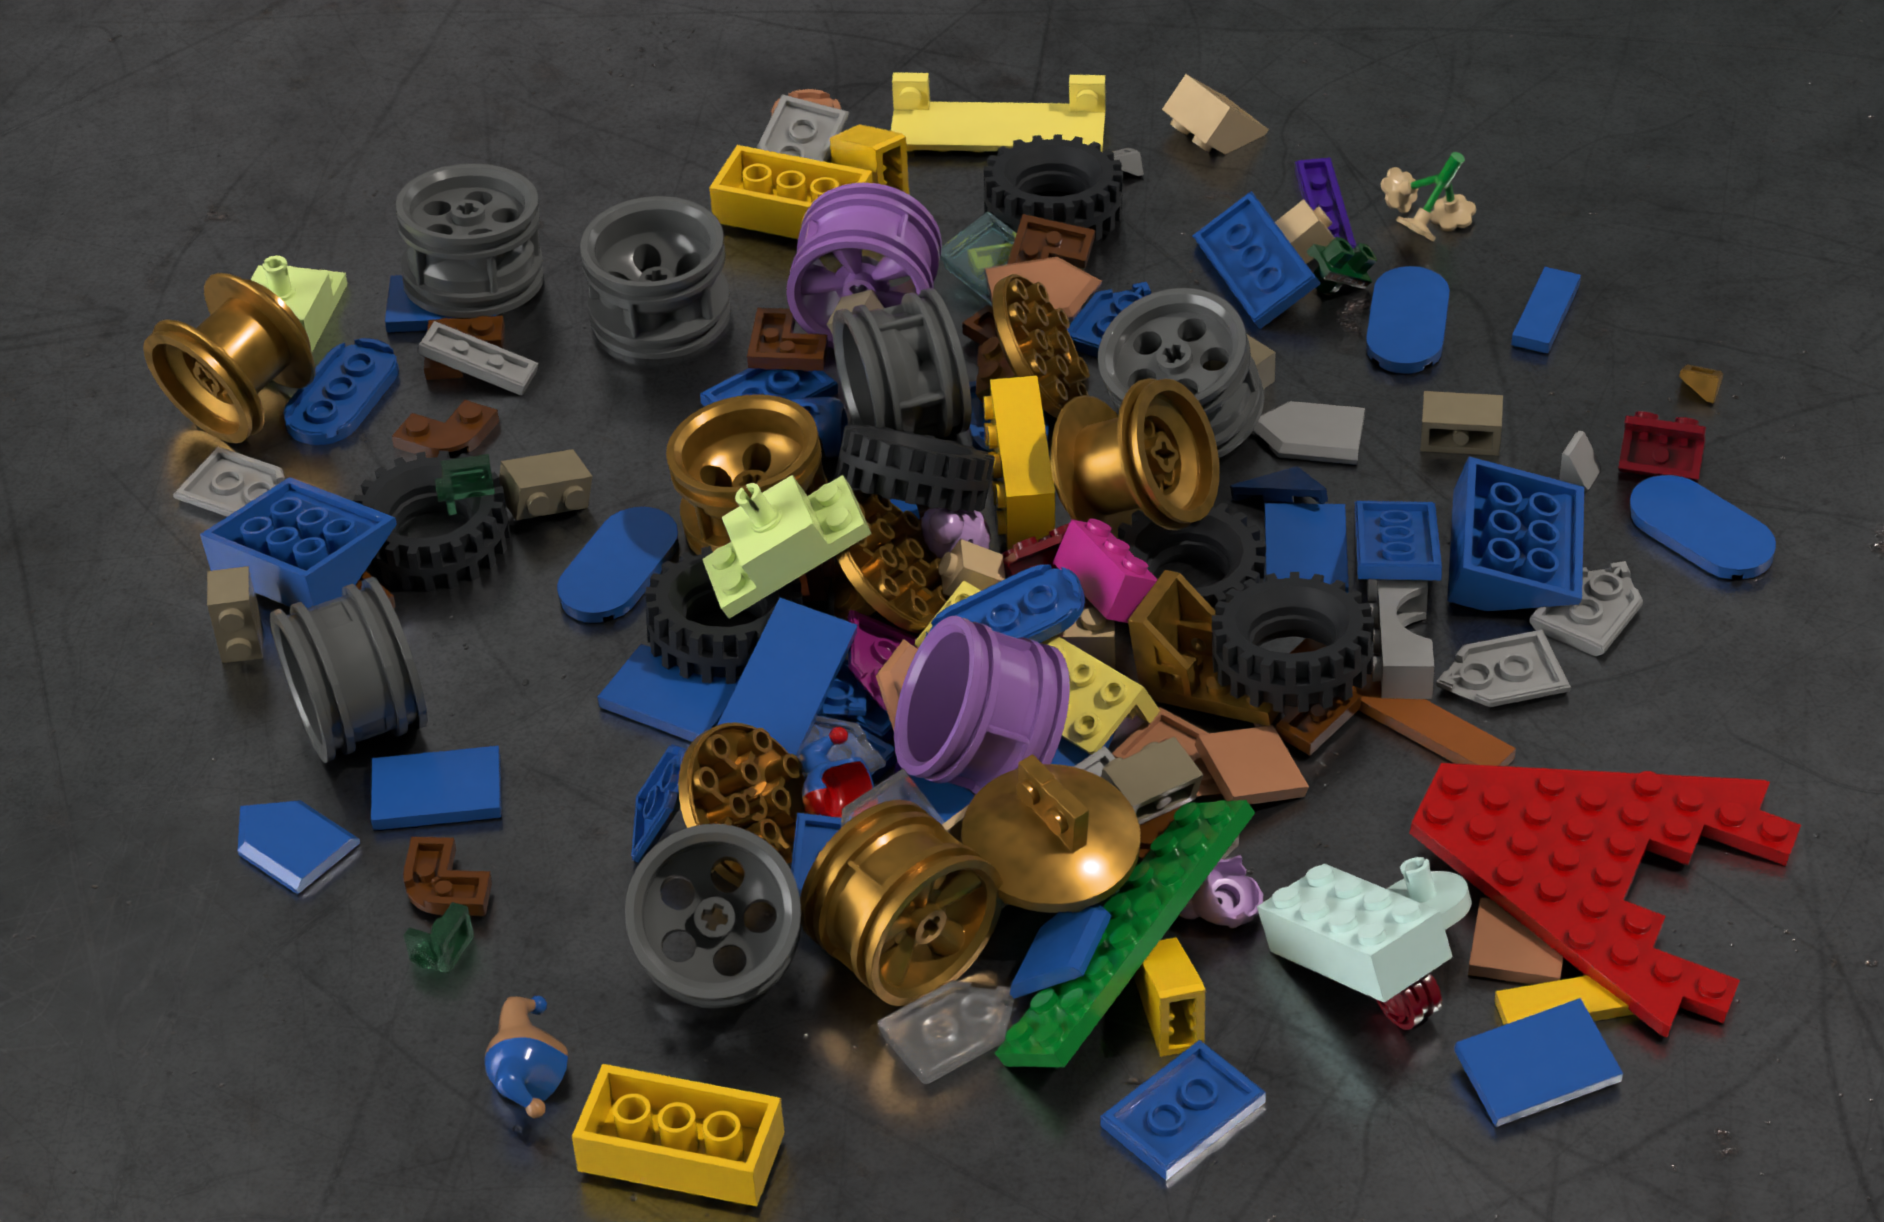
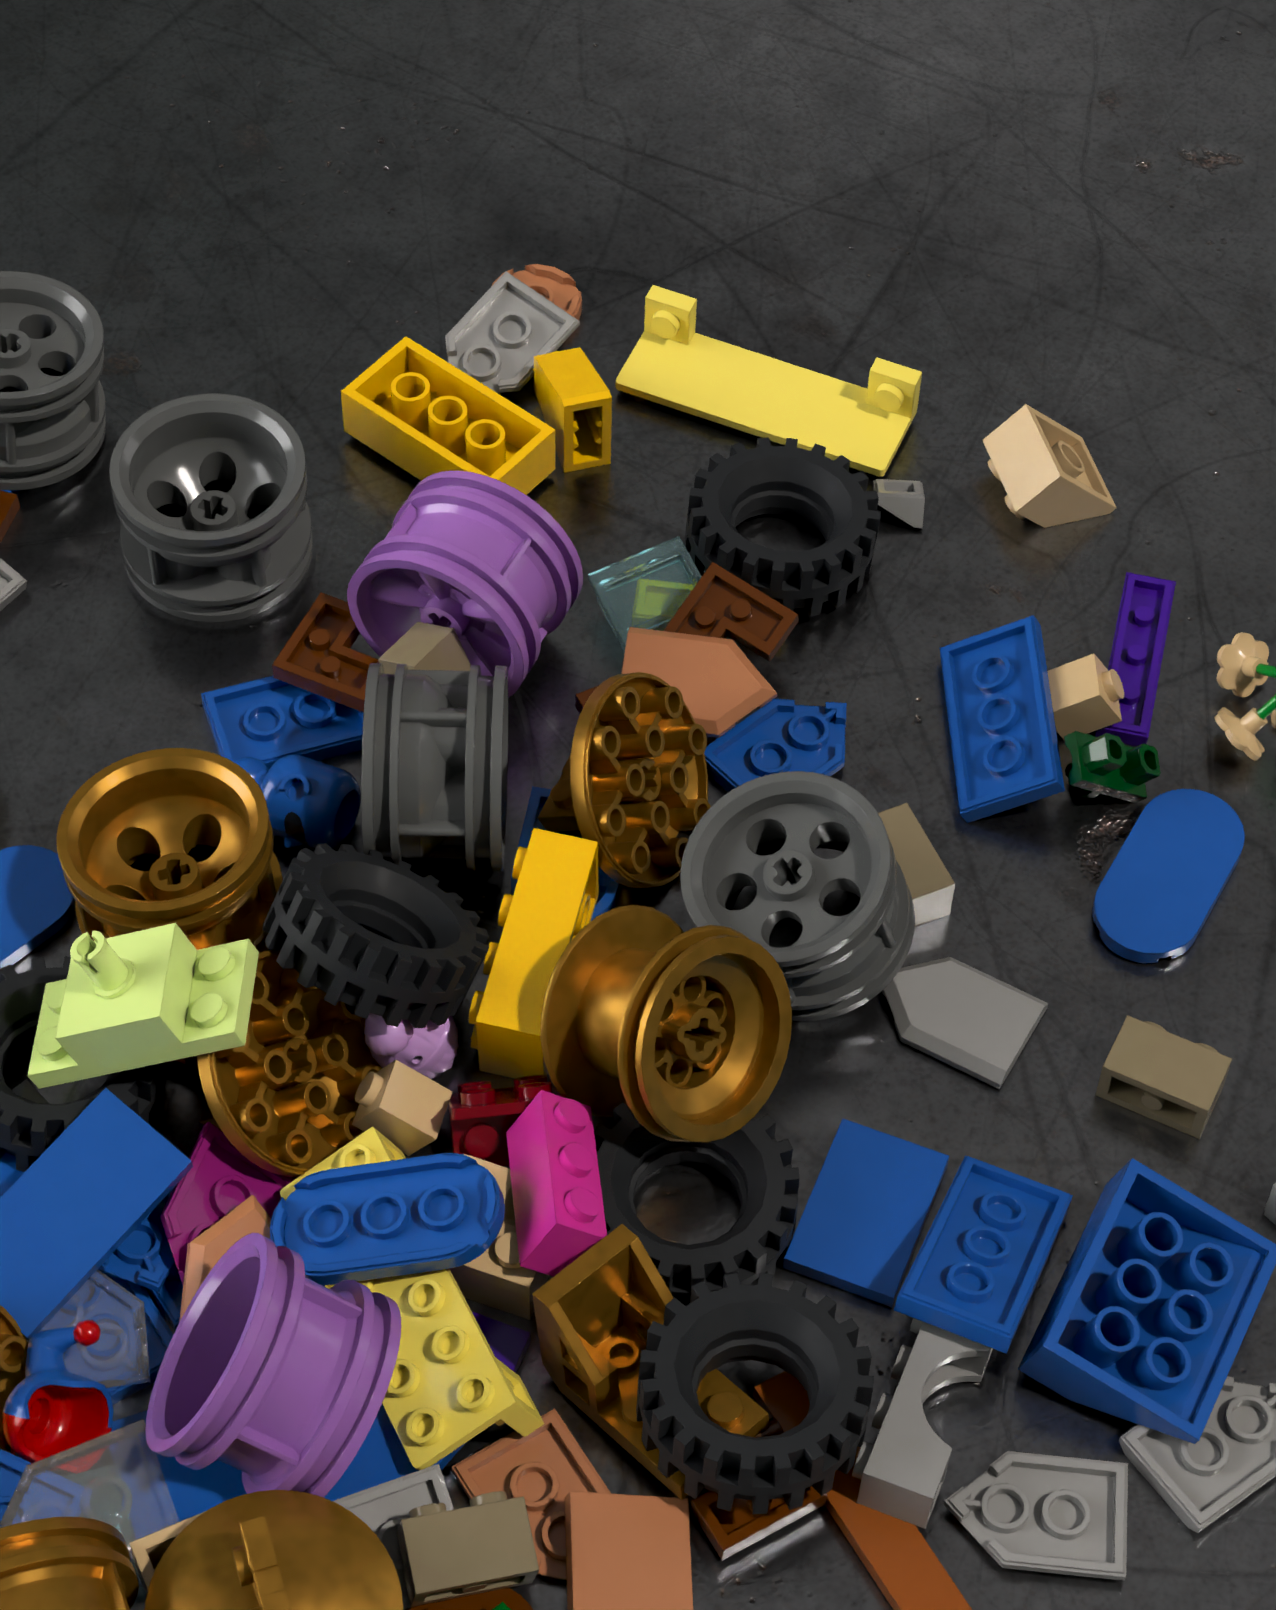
camera: 15 degrees right, 10 degrees up
(1281, 487) = (876, 1098): dark blue tile -> none

